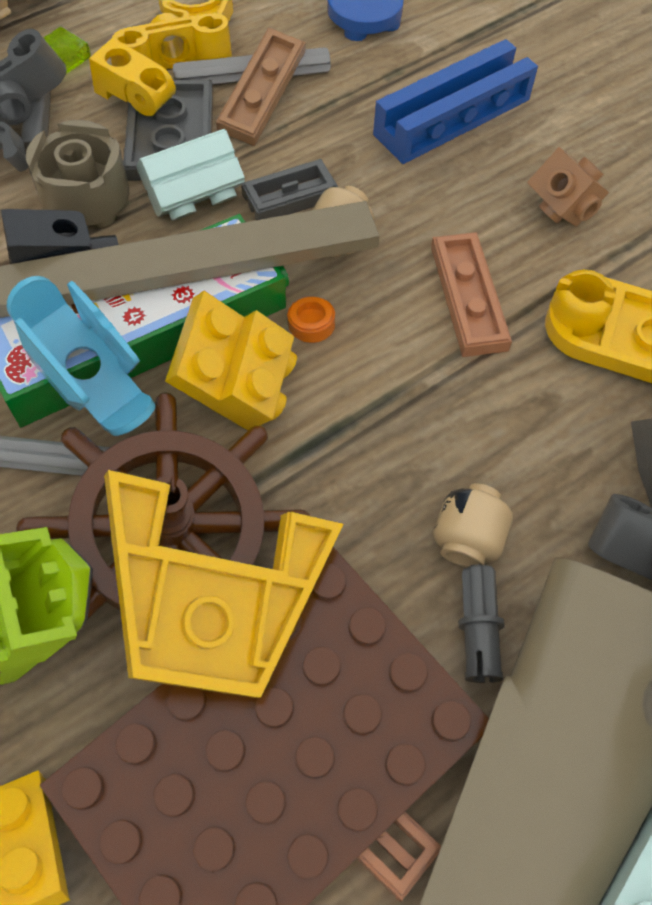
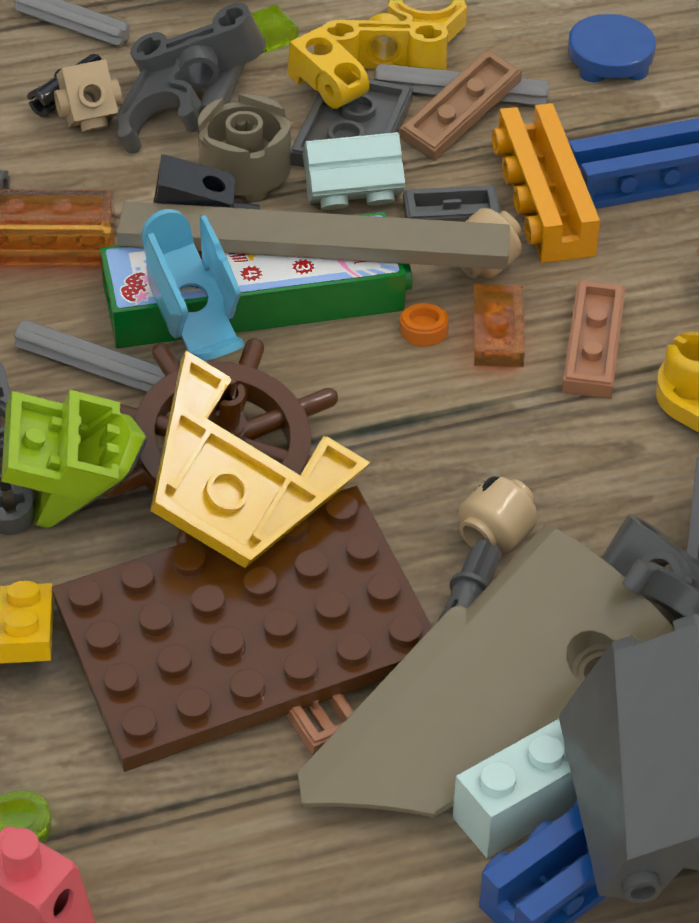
camera: 20 degrees right, 15 degrees down
(232, 362) = (329, 332): yellow plate -> none
(368, 147) = (546, 185): none -> light orange brick
(383, 304) = (498, 325): none -> clear orange plate

